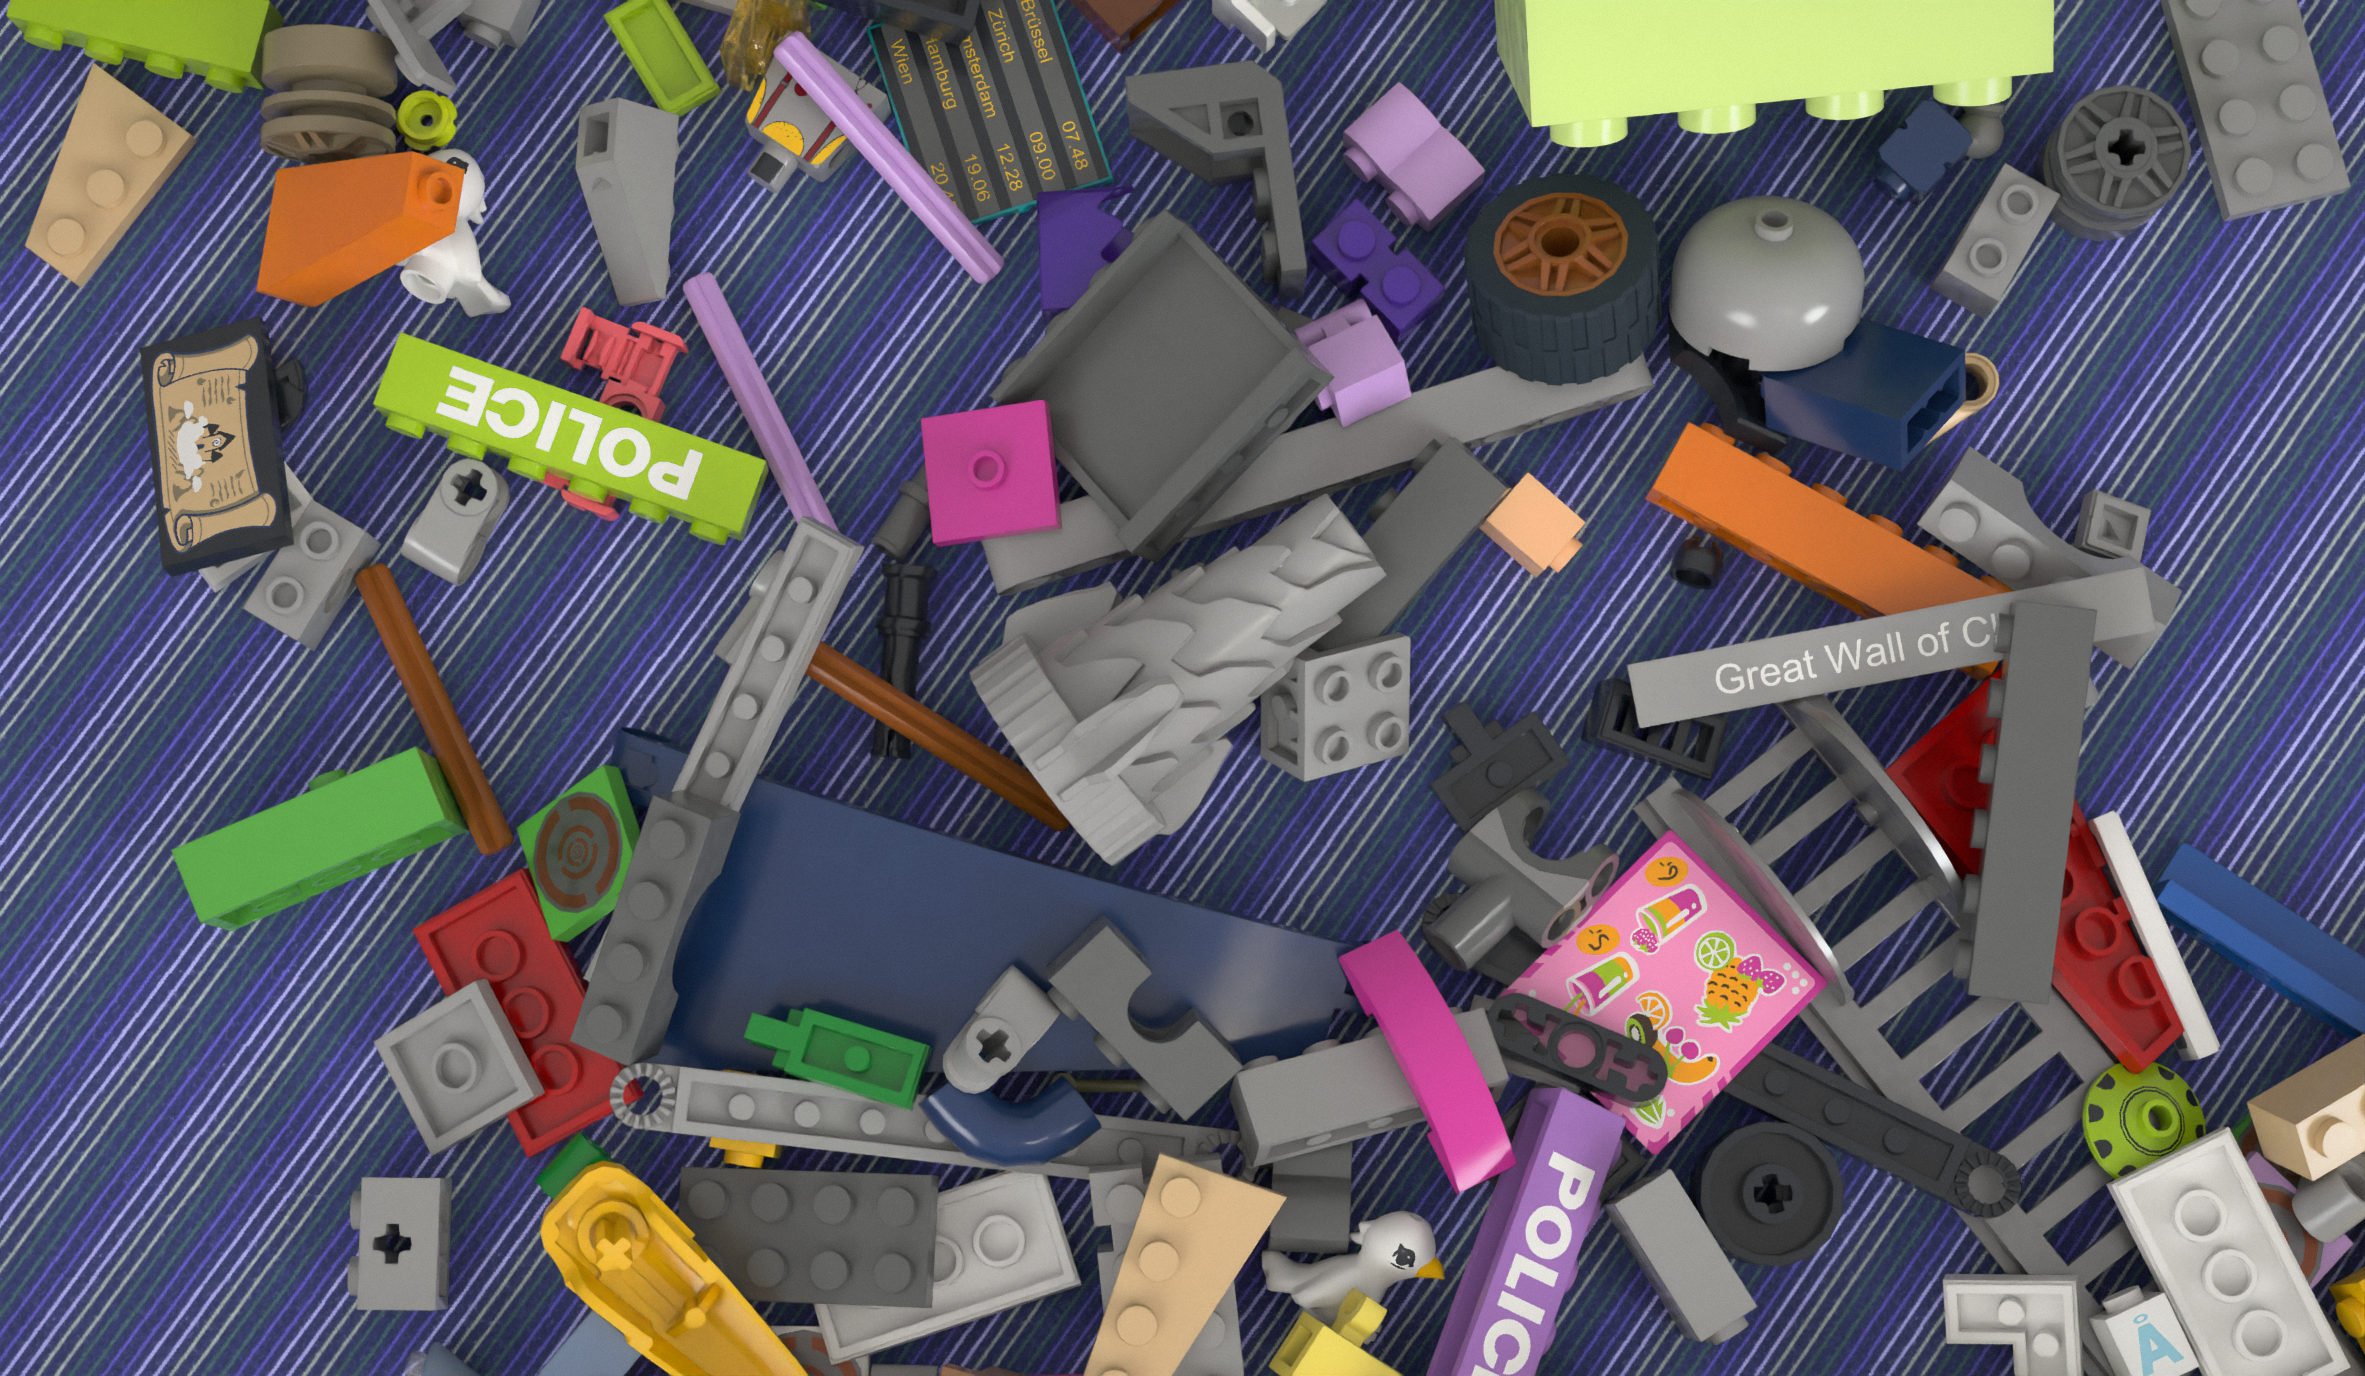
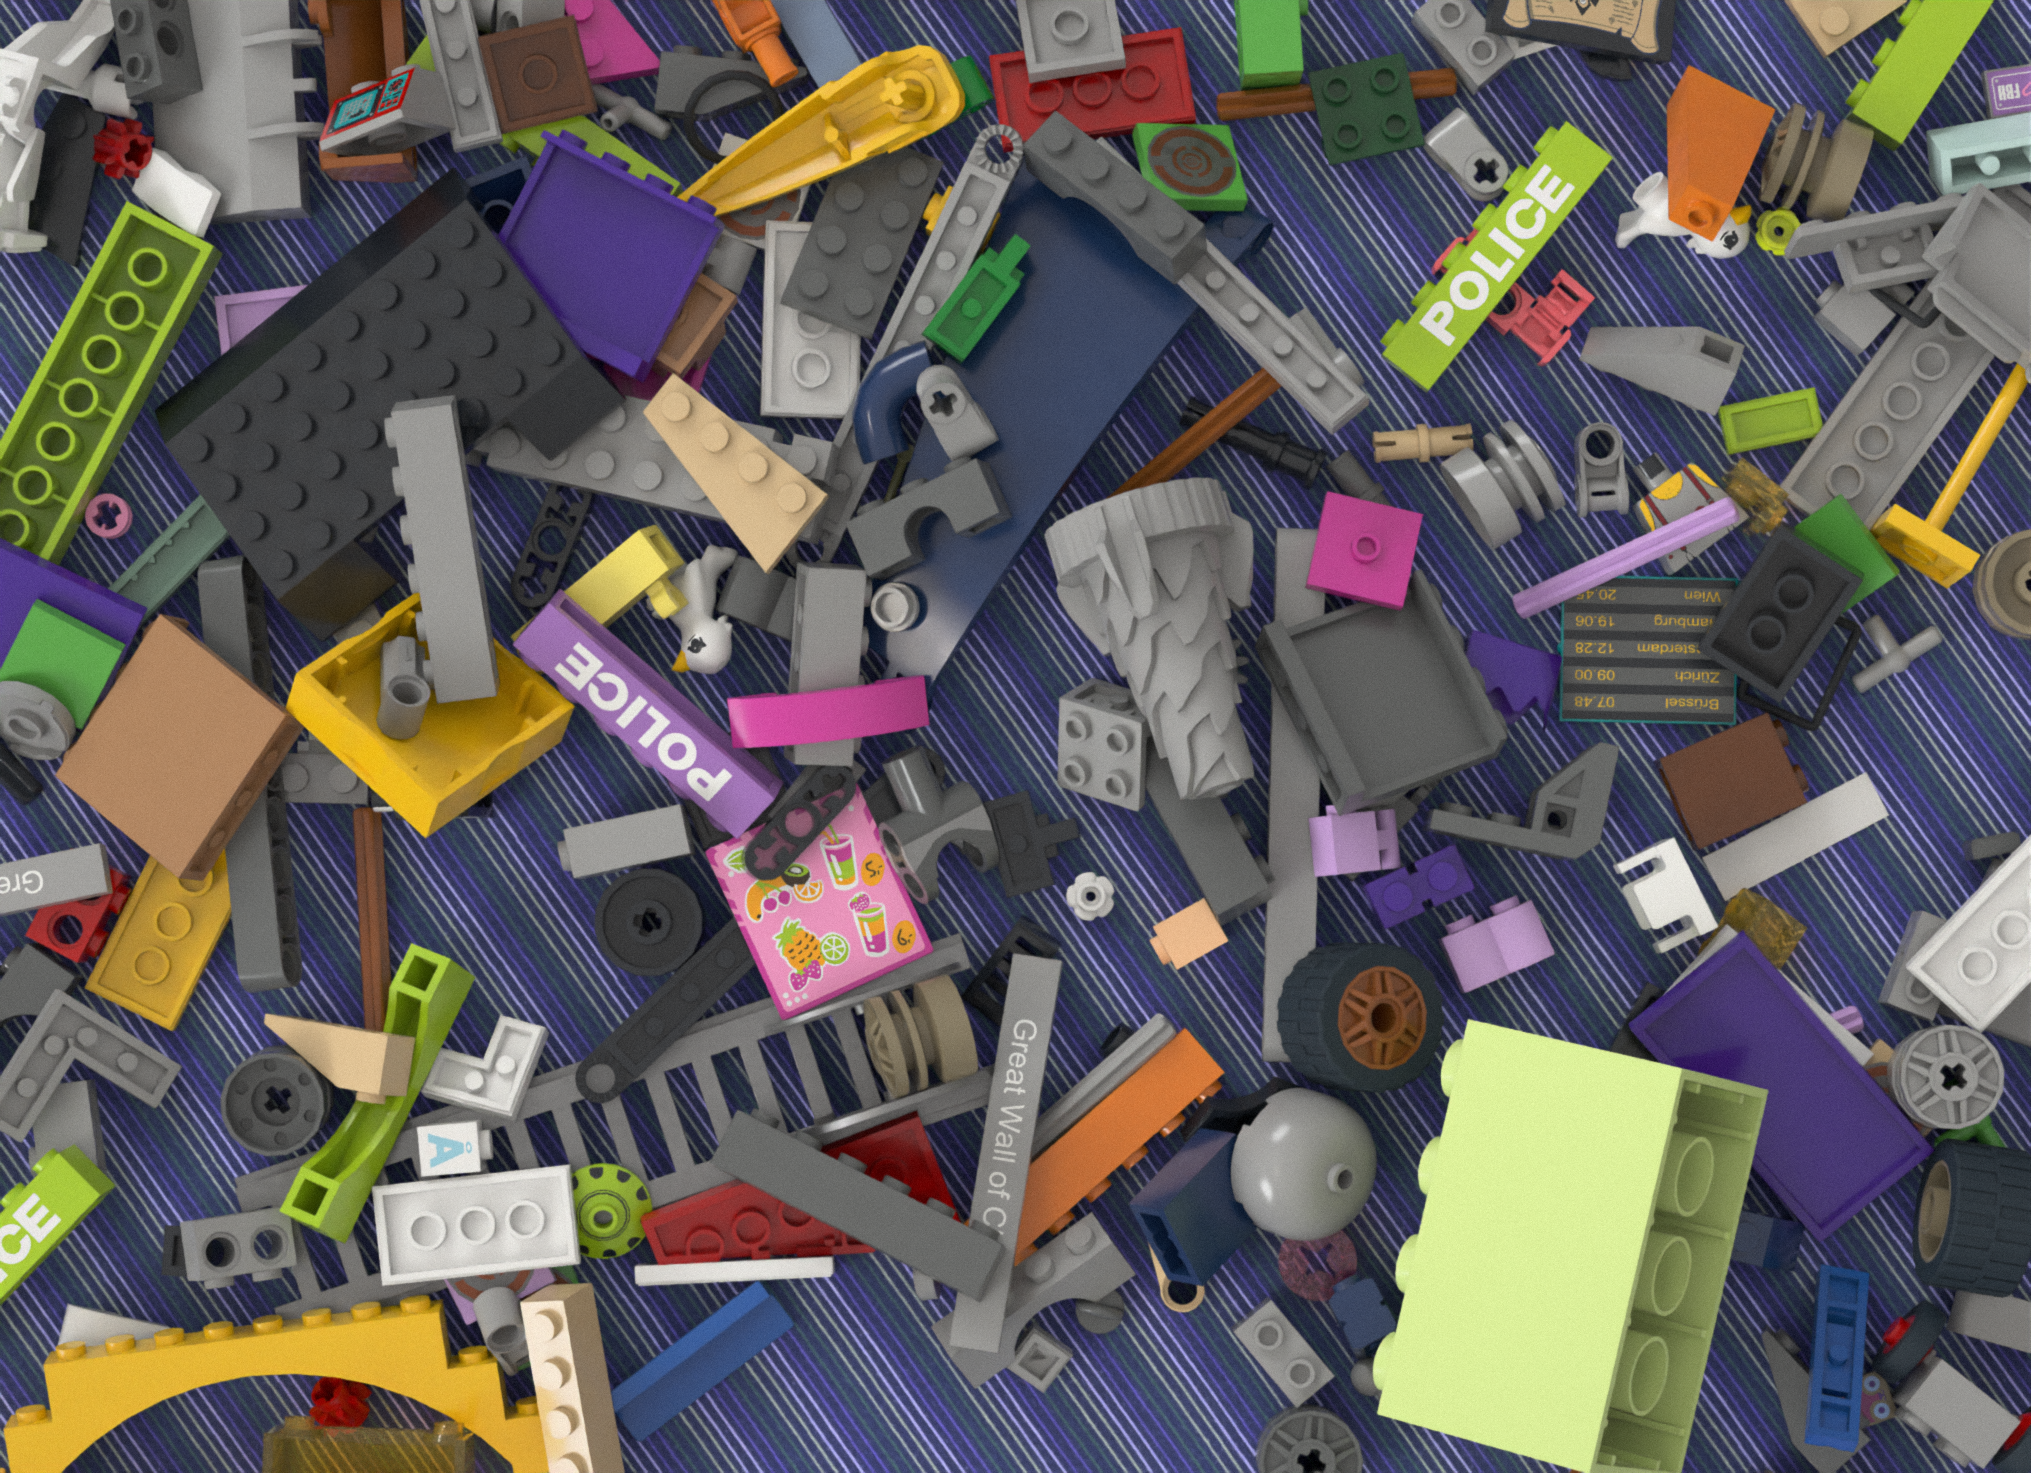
camera: 110 degrees right, 5 degrees up
(441, 663) = (1365, 109): none -> dark green hinge
(755, 399) = (1473, 403): lavender axle -> none
(797, 229) = (1600, 474): none -> light grey piece
(831, 455) = (1421, 442): none -> tan pin
(839, 326) = (1502, 484): none -> light grey wheel
(1266, 1023) = (895, 607): none -> light grey plate
(1534, 680) = (1087, 883): none -> white plate
(1751, 565) = (1101, 1082): none -> light grey axle
(1787, 784) = (929, 1033): none -> dark tan wheel
(1893, 228) = (1318, 1285): none -> clear pink gear
(2033, 470) = (1102, 1315): none -> dark grey tile

